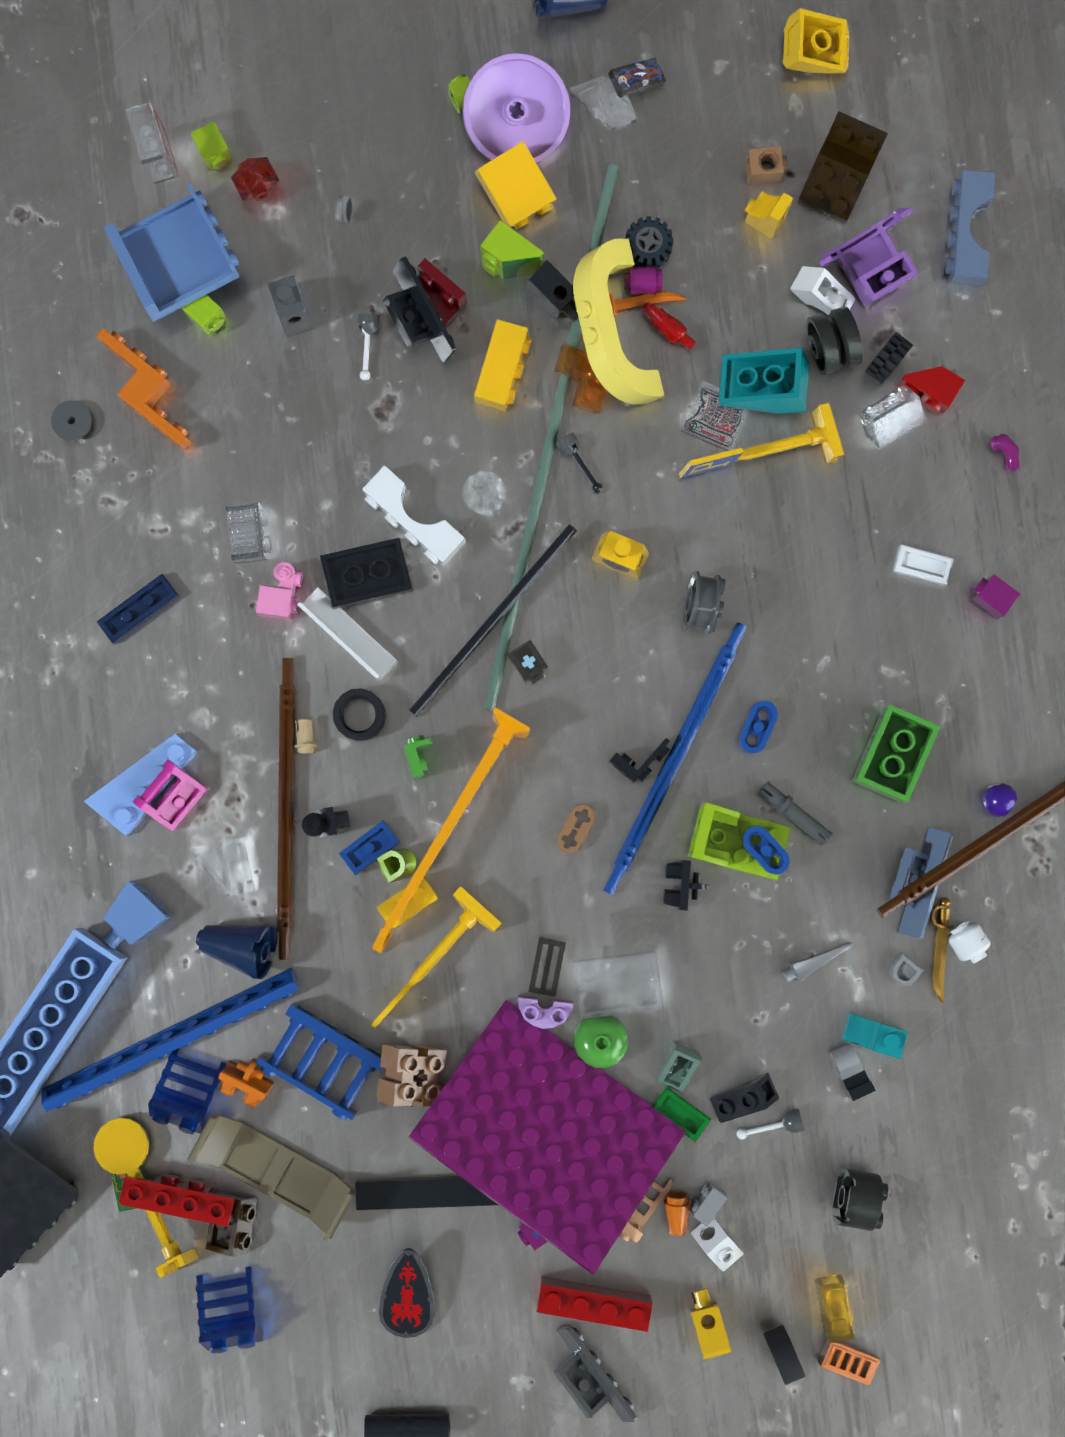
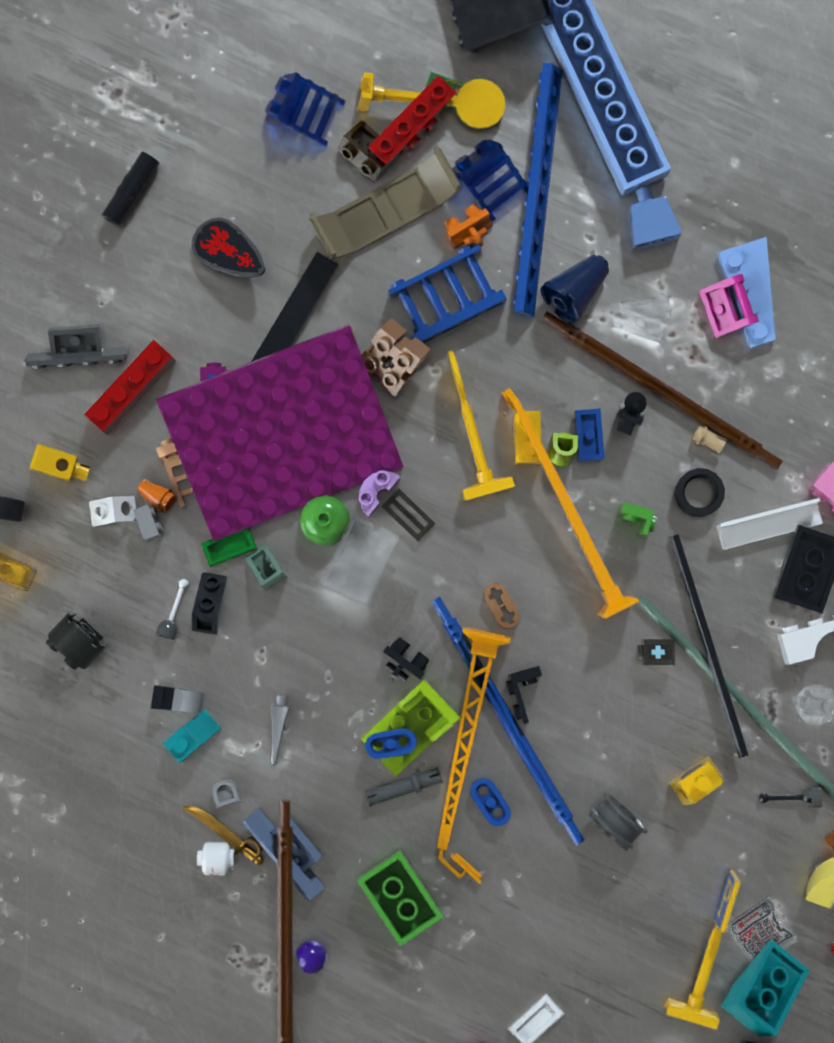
camera: 120 degrees right, 0 degrees up
(621, 820) = (486, 645): none -> light orange piece

